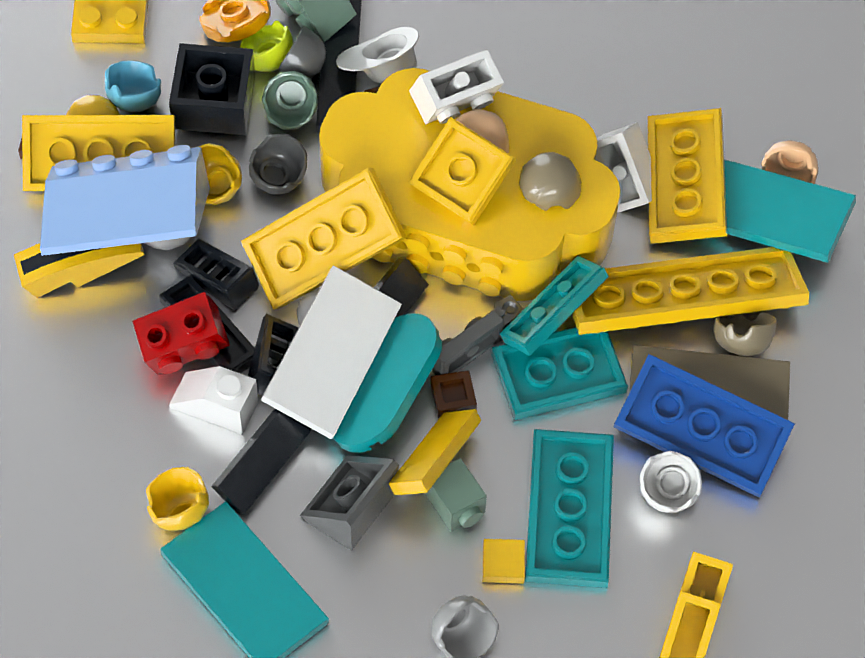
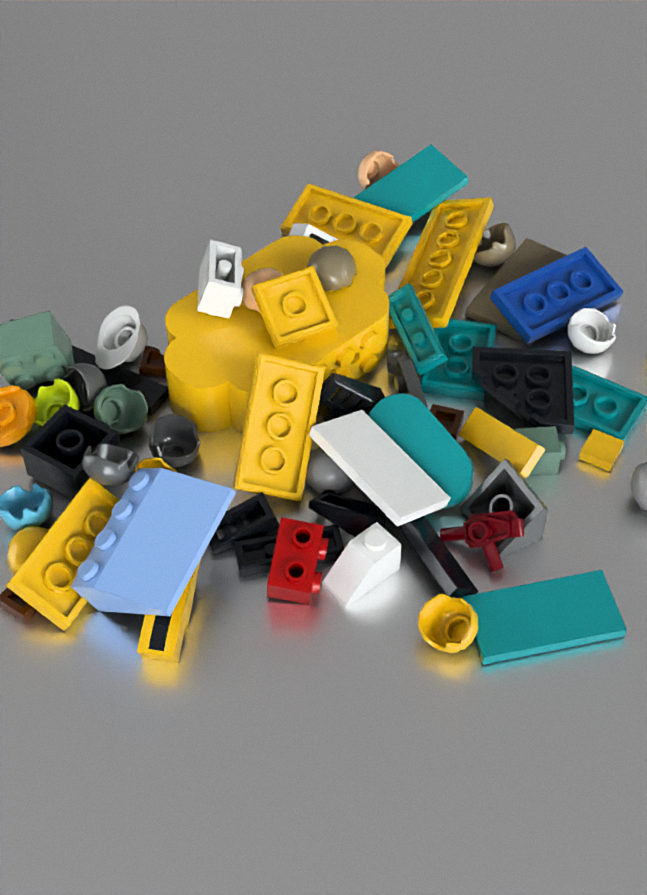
camera: 60 degrees left, 10 degrees down
(193, 121) = (110, 464): none -> dark grey hair
(310, 489) = (484, 531): none -> dark red piece
(416, 287) = (352, 394): none -> black slope
(541, 450) = (529, 383): none -> black plate

